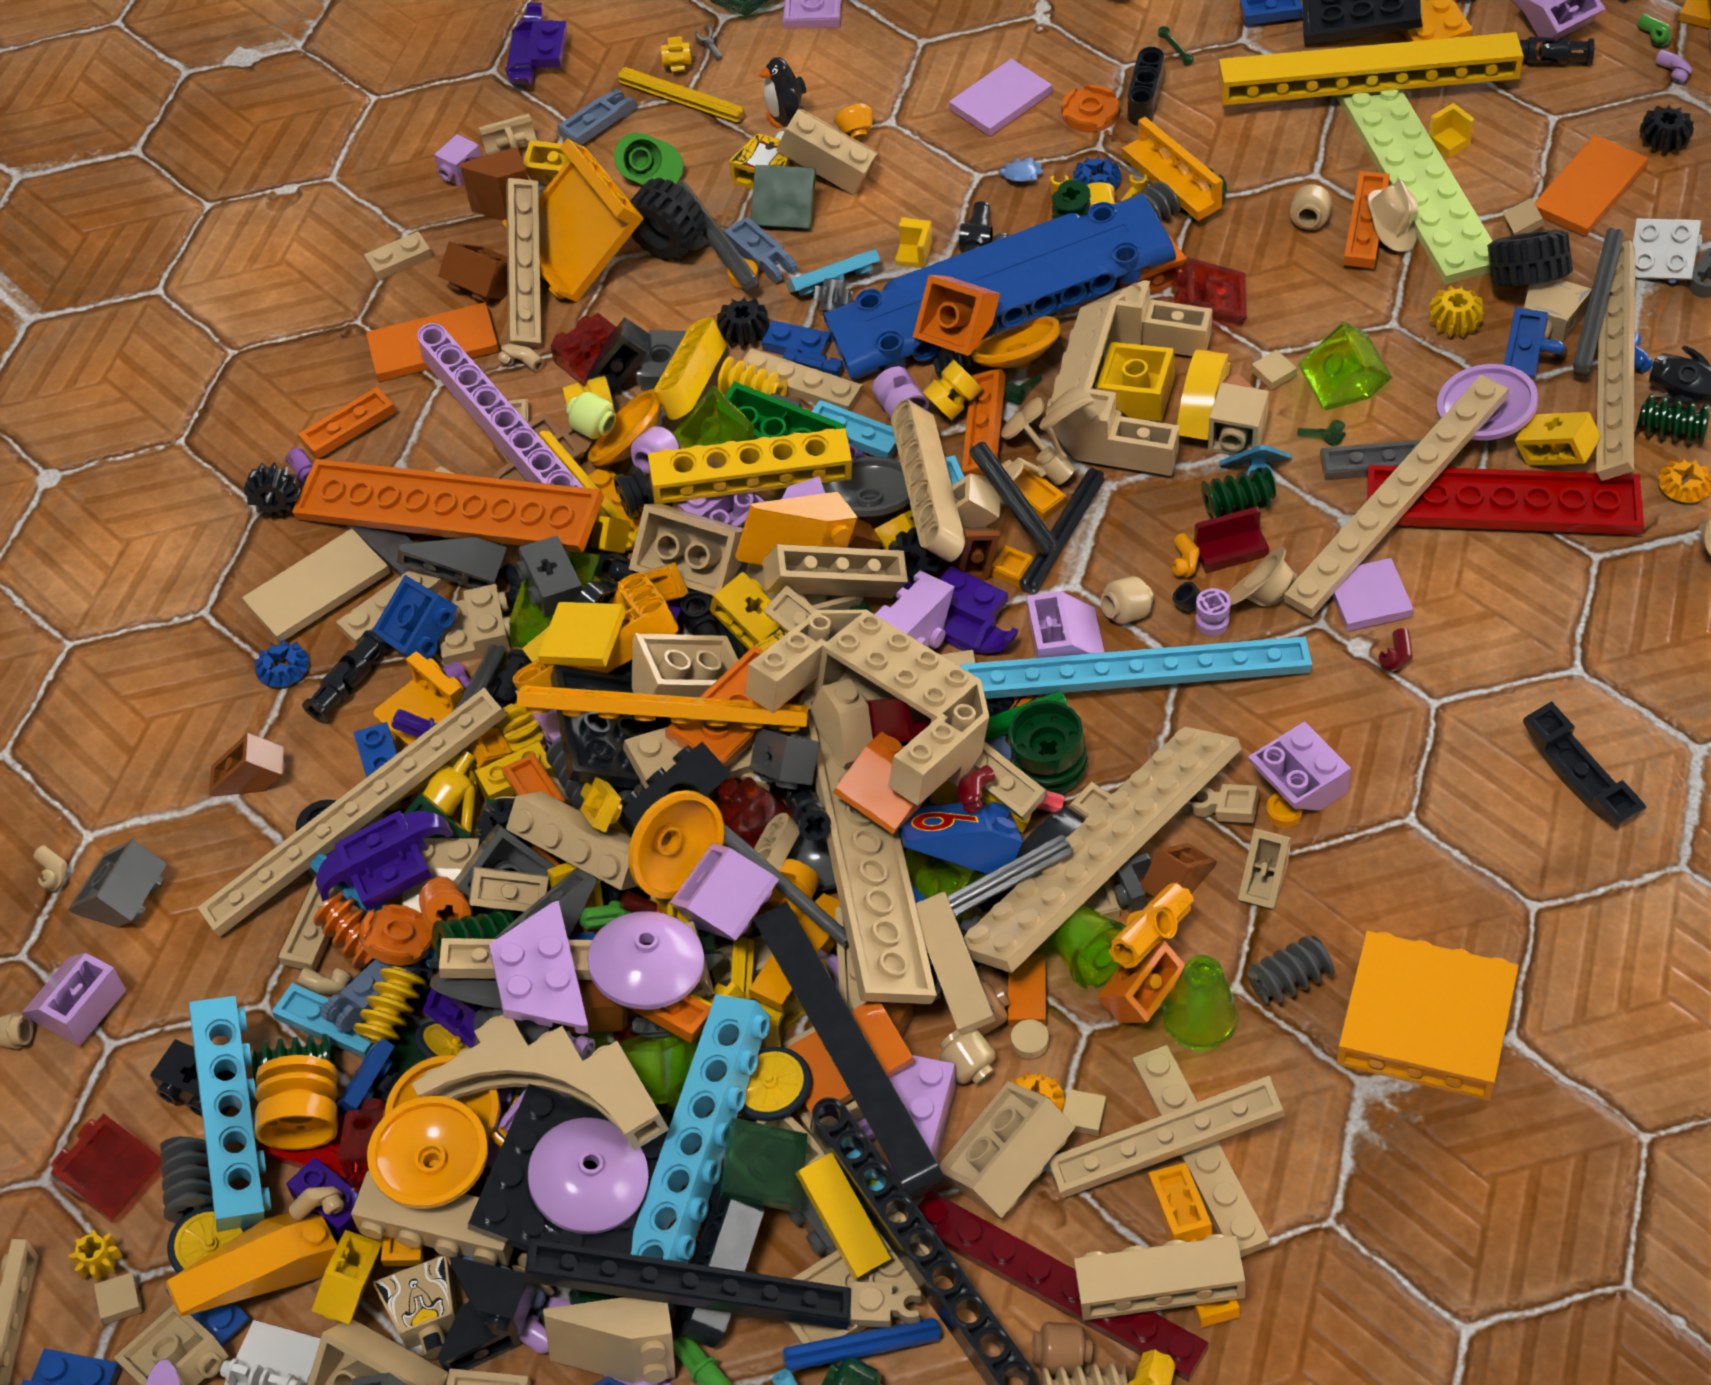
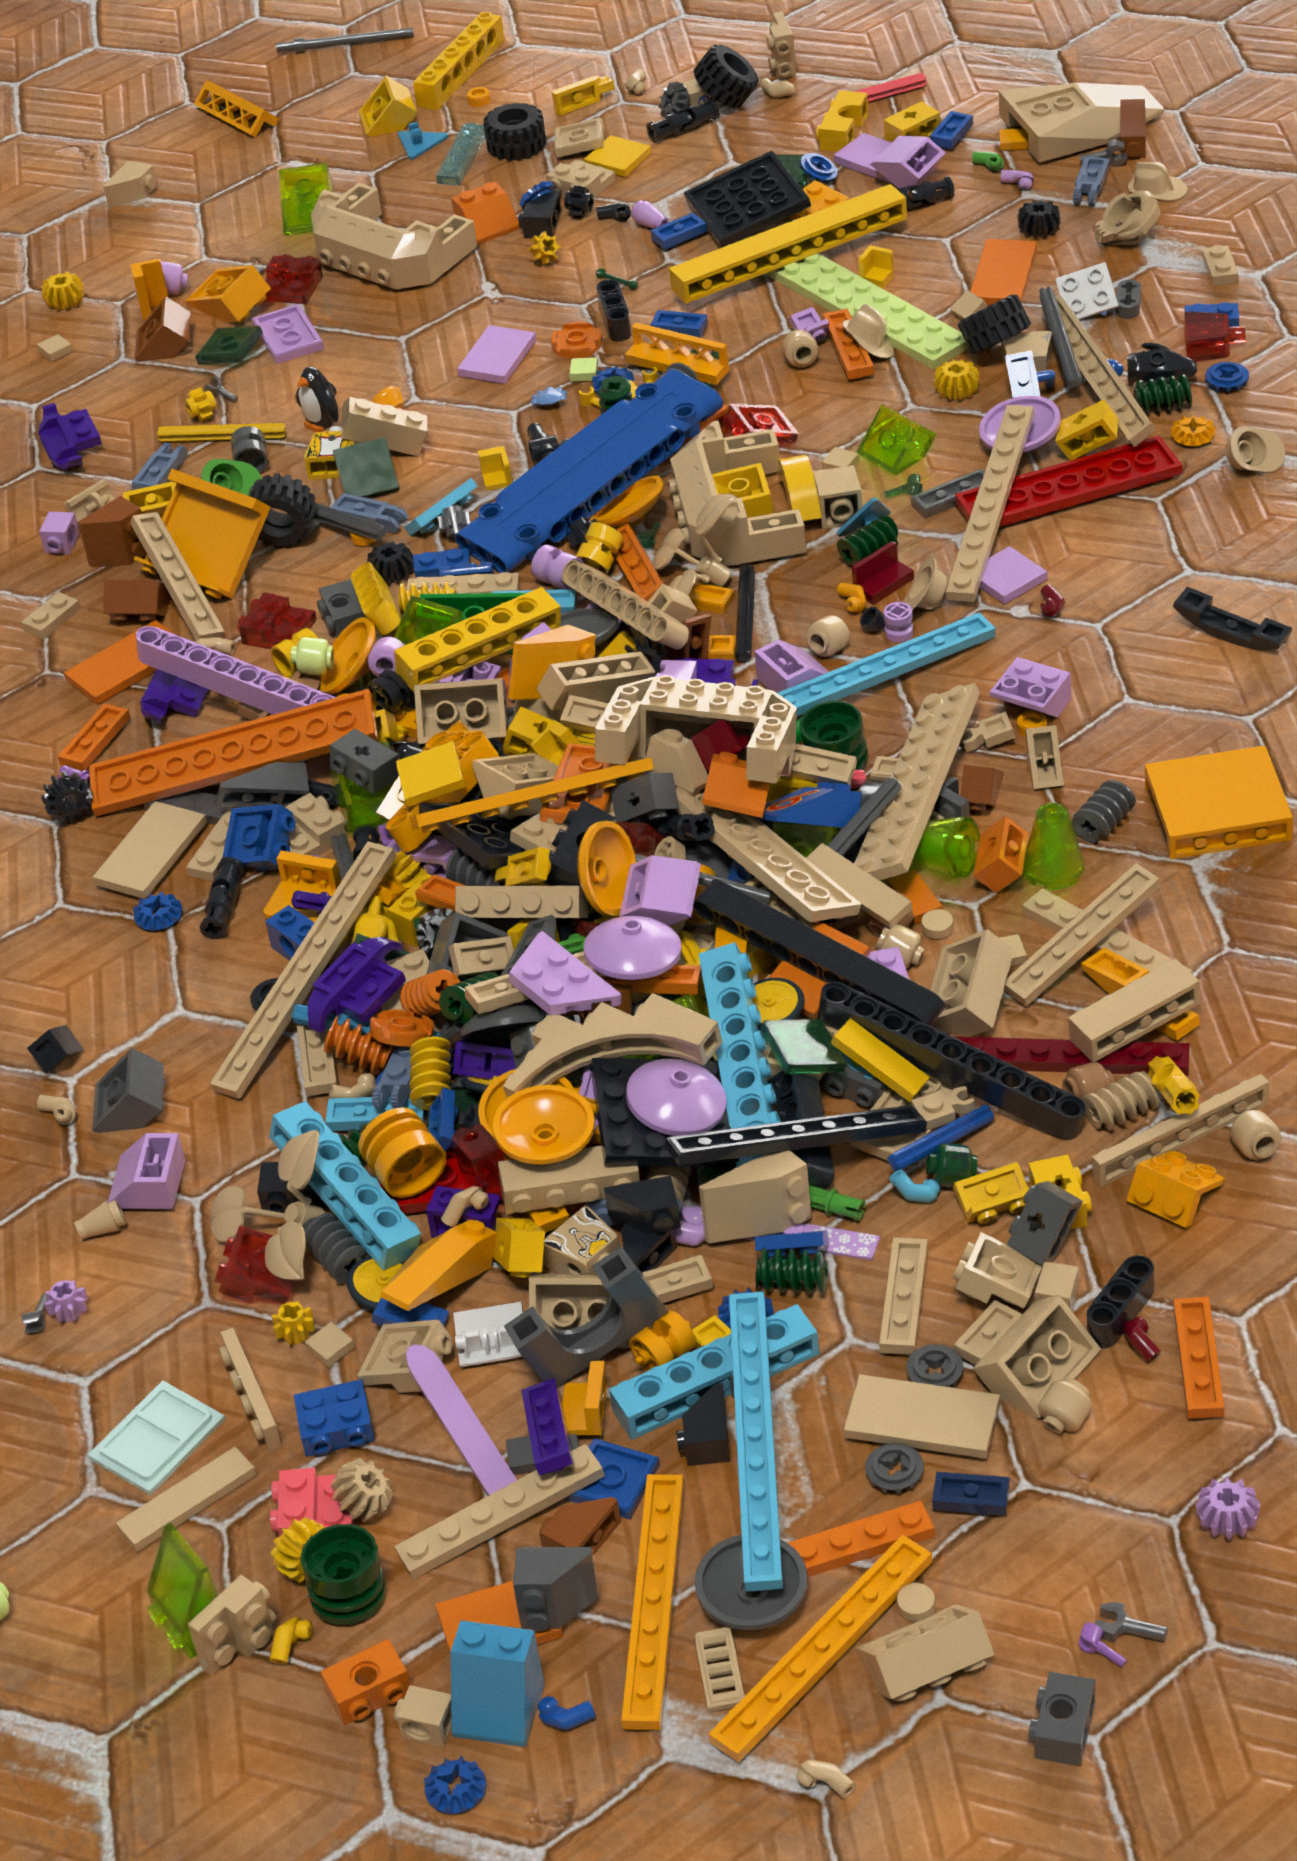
camera: 25 degrees left, 10 degrees down
(88, 794) = (54, 1047): none -> black panel
(174, 1122) = (285, 1250): none -> tan plant
(247, 767) = (182, 982): dark orange slope -> none
(438, 402) = (171, 692): none -> dark purple plate
(620, 354) = (306, 609): black slope -> none
(688, 128) = (249, 447): none -> dark grey wheel
(749, 631) = (553, 742): none -> yellow panel
(955, 313) = (574, 490): orange slope -> none
(971, 788) = (801, 772): dark red arm -> none
(1013, 498) = (702, 594): black axle -> none
(1075, 148) = (583, 369): none -> yellowish green tile
(1151, 925) = (990, 809): light orange piece -> none
(1204, 127) = (681, 322): none -> blue plate
(1338, 180) = (810, 322): none -> lavender bracket

